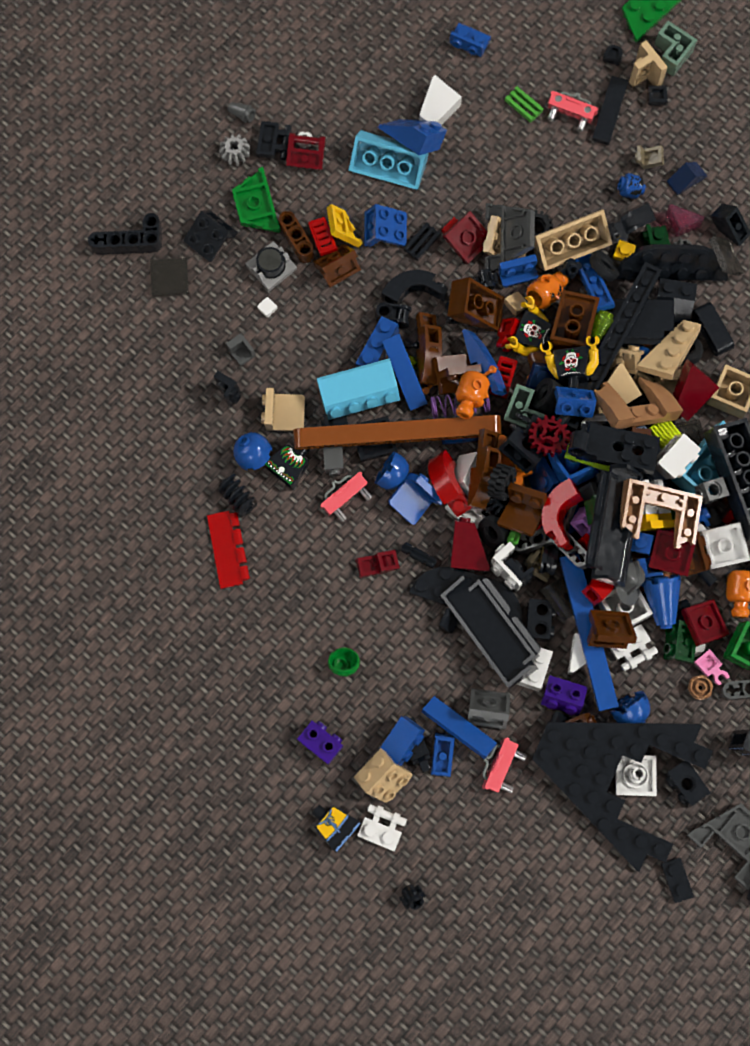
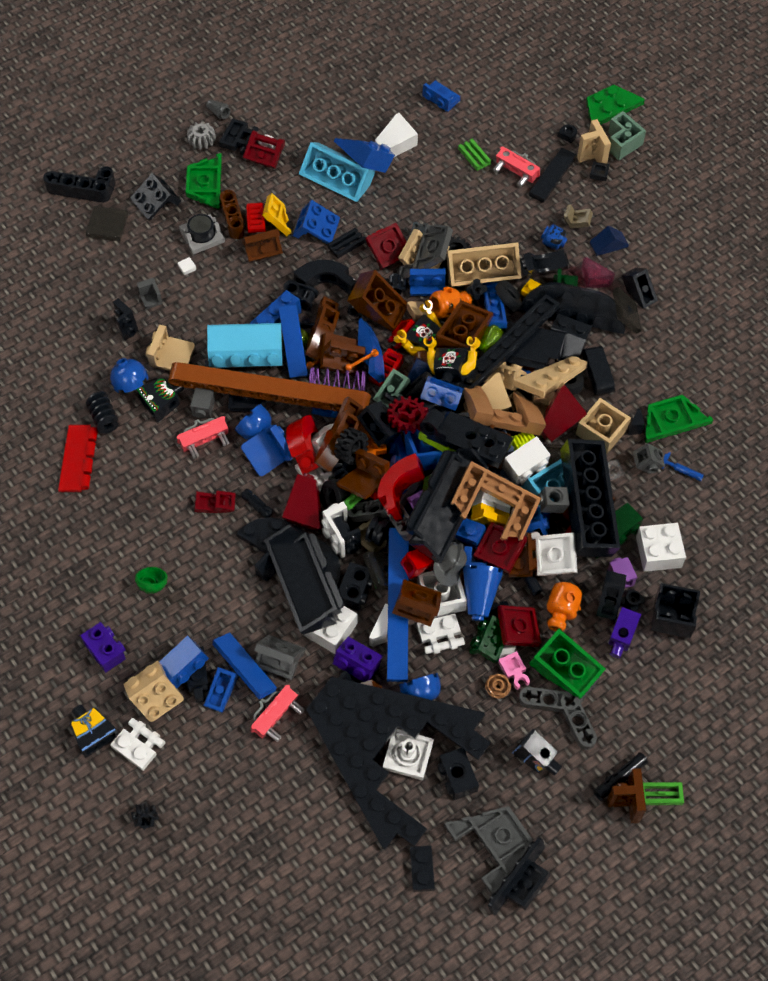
camera: 10 degrees right, 15 degrees down
(471, 393) = (347, 366): orange piece -> none

